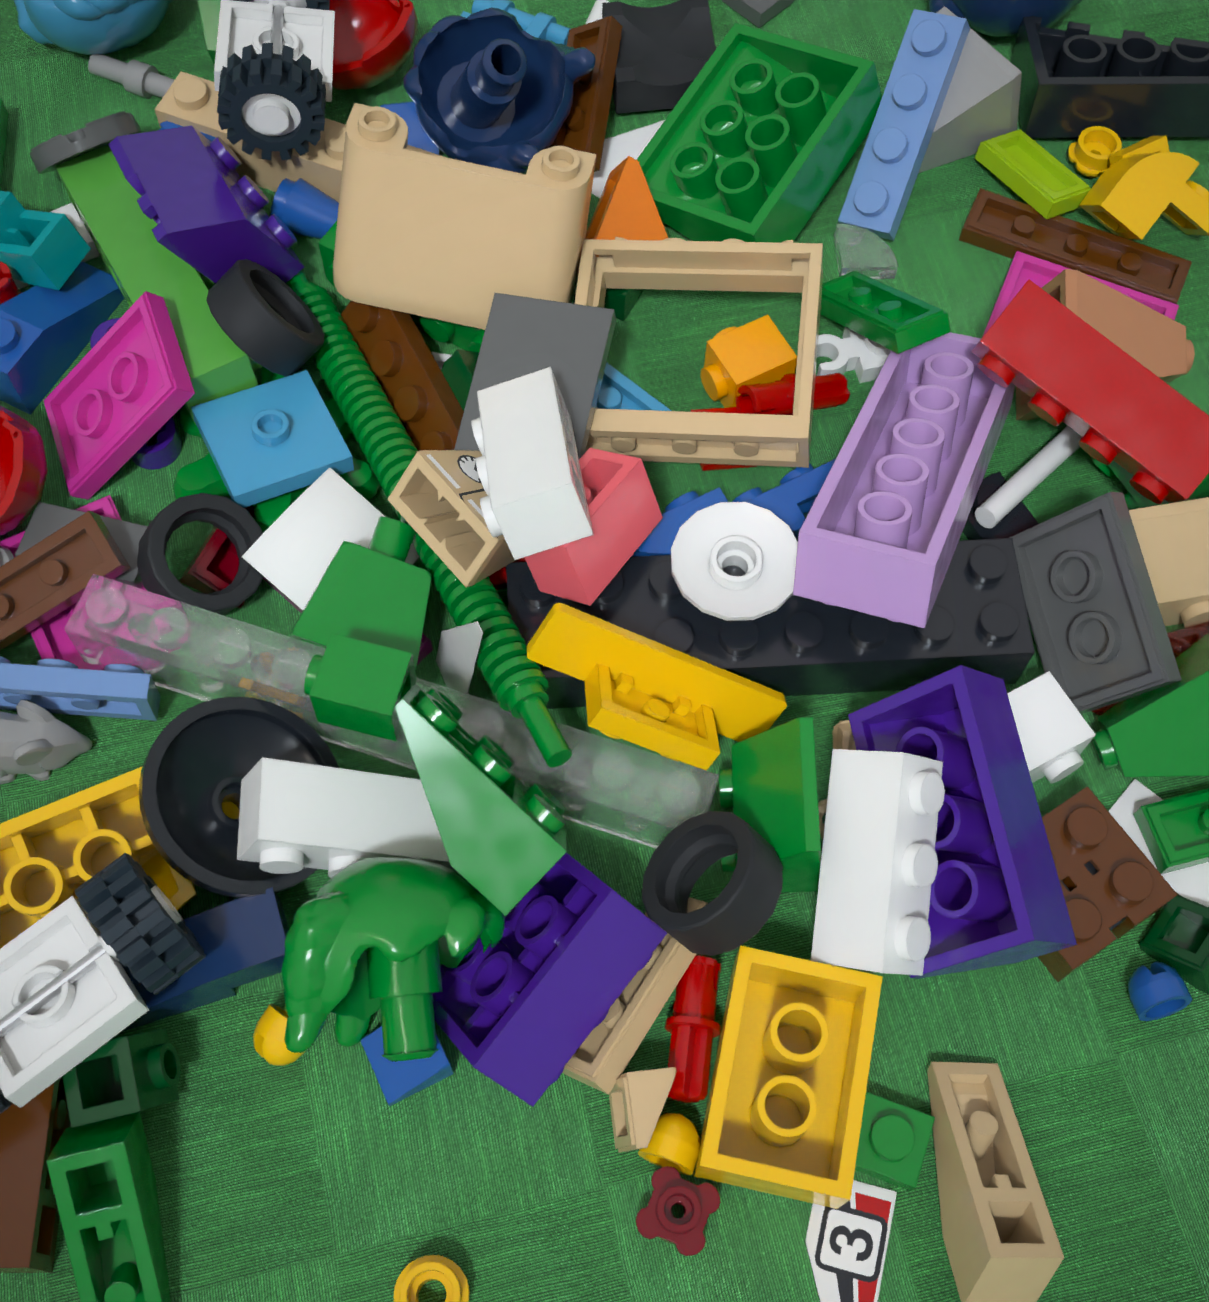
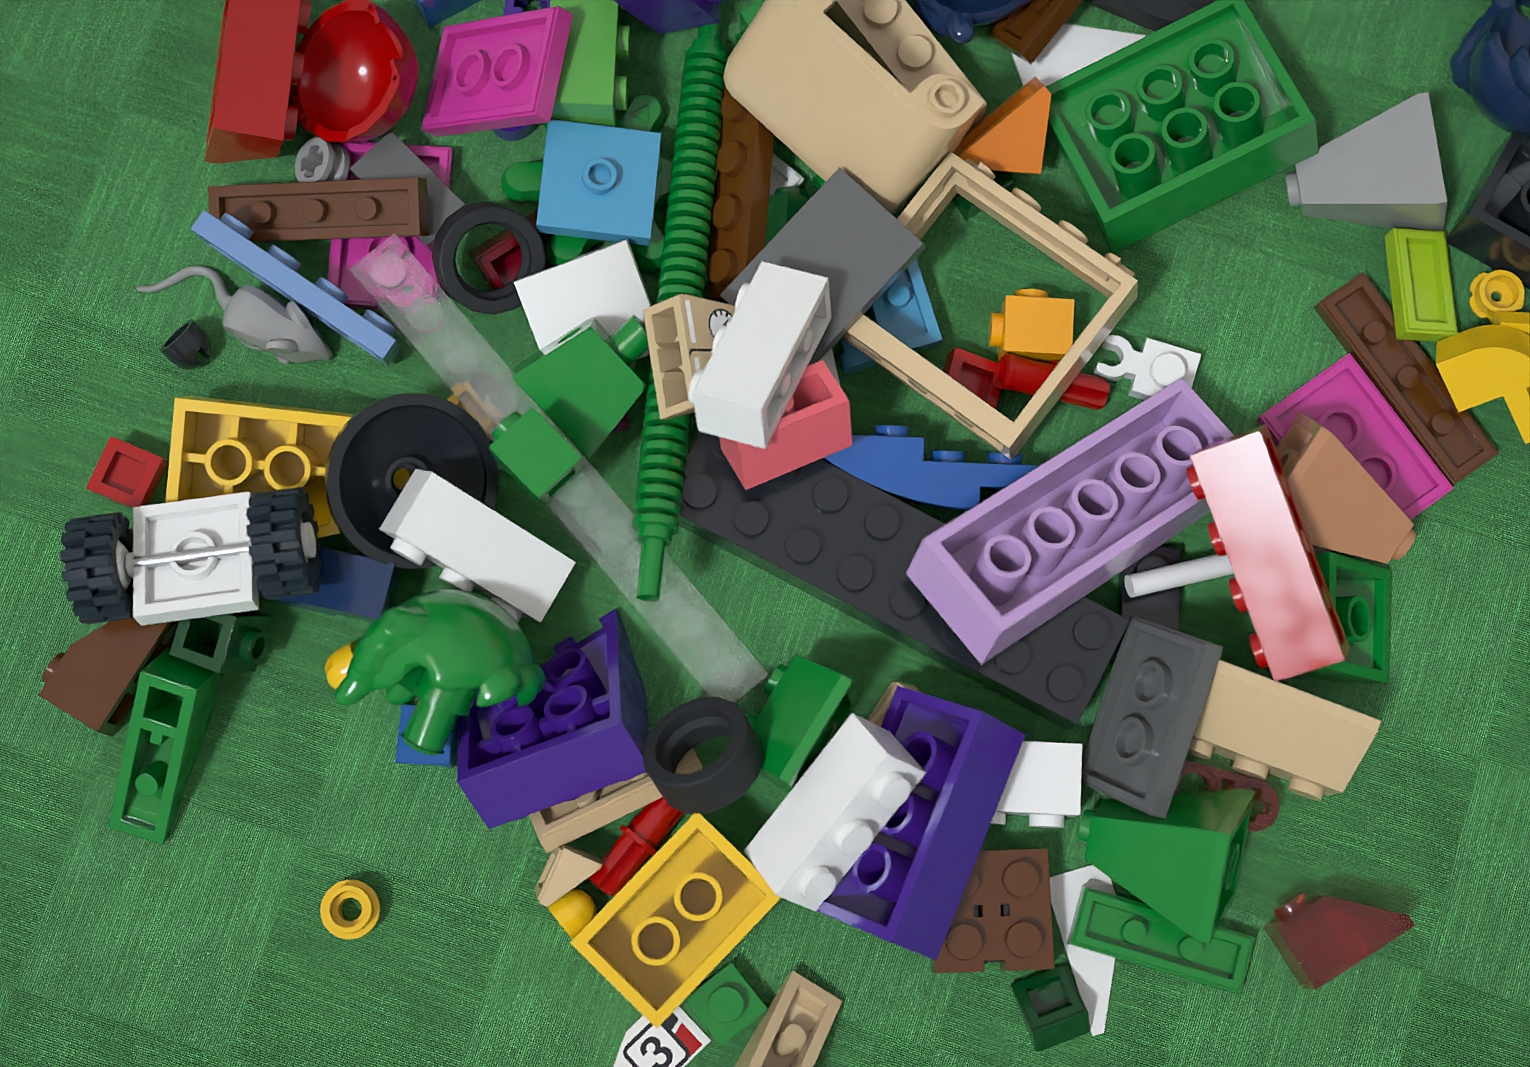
camera: 30 degrees right, 15 degrees up
(265, 318) = (627, 77): black tyre -> none
(458, 655) = (632, 463): white sticker -> none
(486, 817) = (568, 601): slope -> none
(651, 690) = (754, 585): yellow bracket -> none
(657, 1217) = (565, 960): dark red plate -> none
(739, 537) = (884, 488): white dish -> none
(863, 252) = (1212, 276): clear tile -> none
(882, 312) = (1169, 351): green tile -> none
(904, 122) = (1322, 180): medium blue plate -> none
(1157, 991) = (992, 1027): blue hinge -> none

